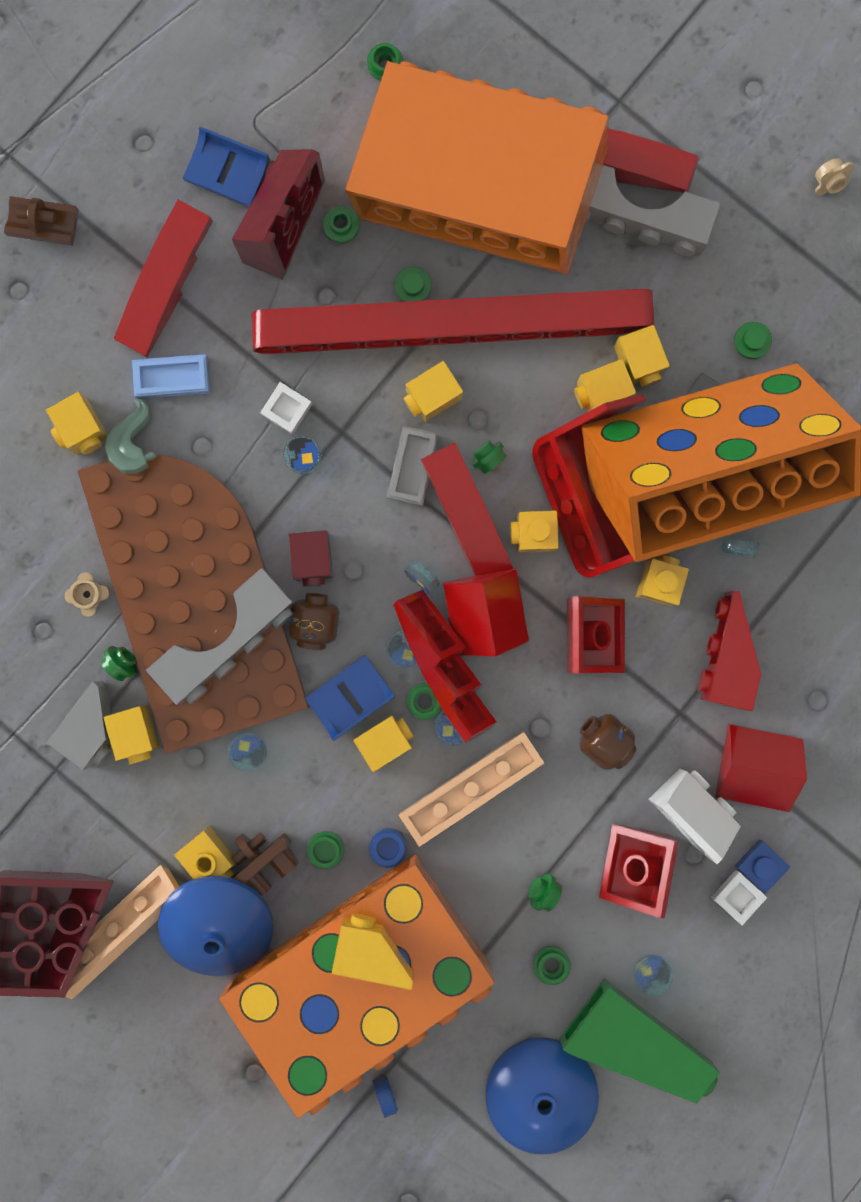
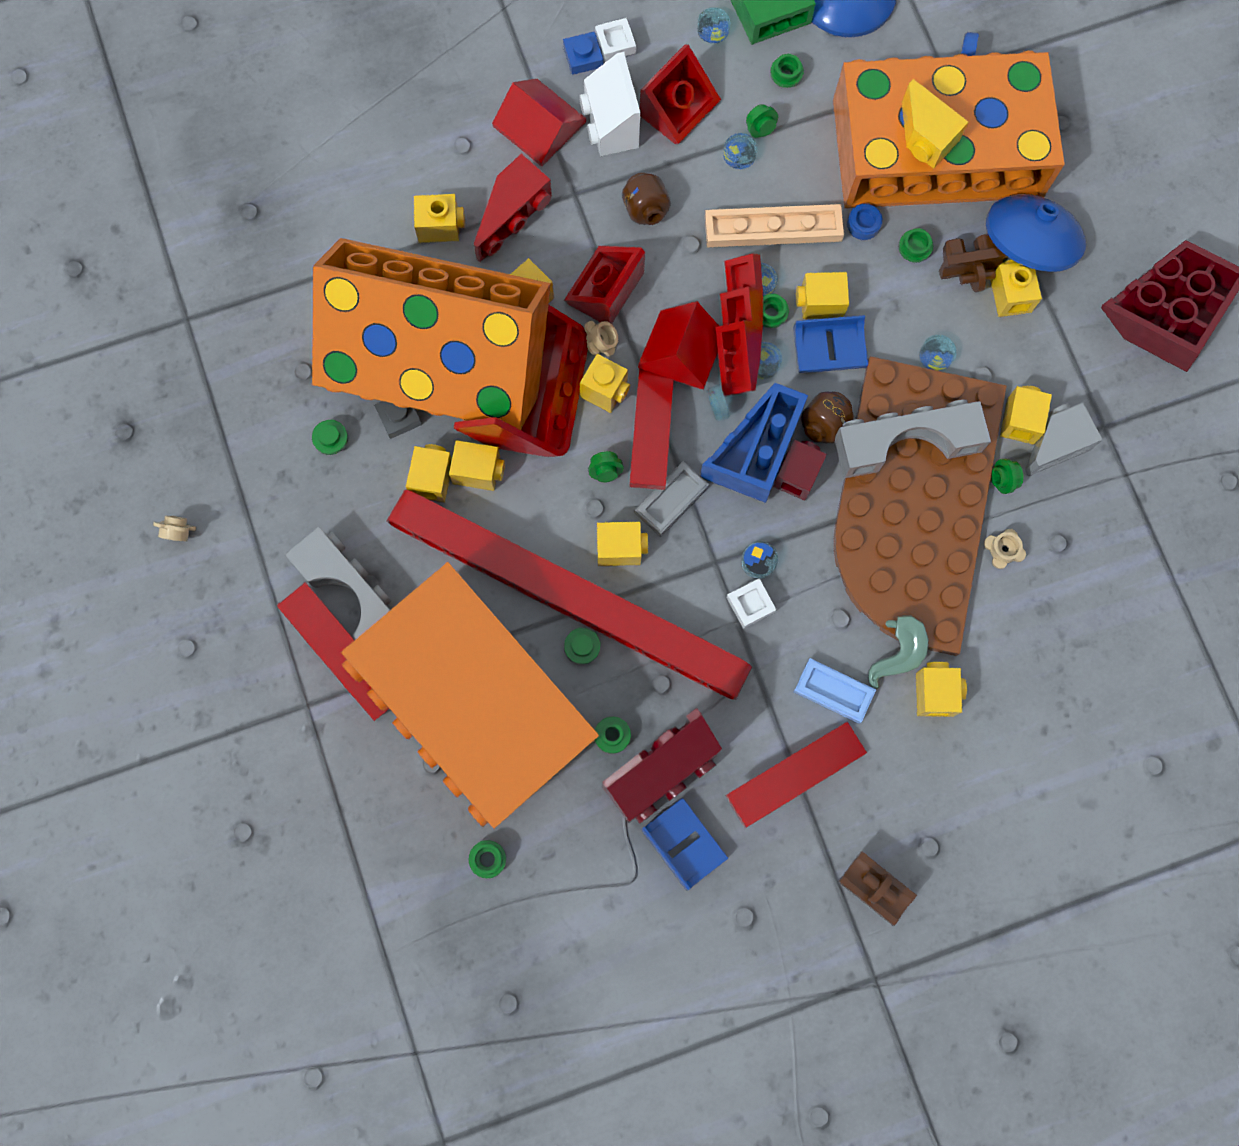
camera: 150 degrees left, 10 degrees down
(123, 927) = (1102, 275): light nougat plate -> none
(359, 553) = (757, 447): none -> blue wedge
(548, 852) = (740, 151): none -> clear light blue tile
(559, 582) = (601, 338): none -> tan plate
(791, 605) = (437, 218): none -> yellow brick

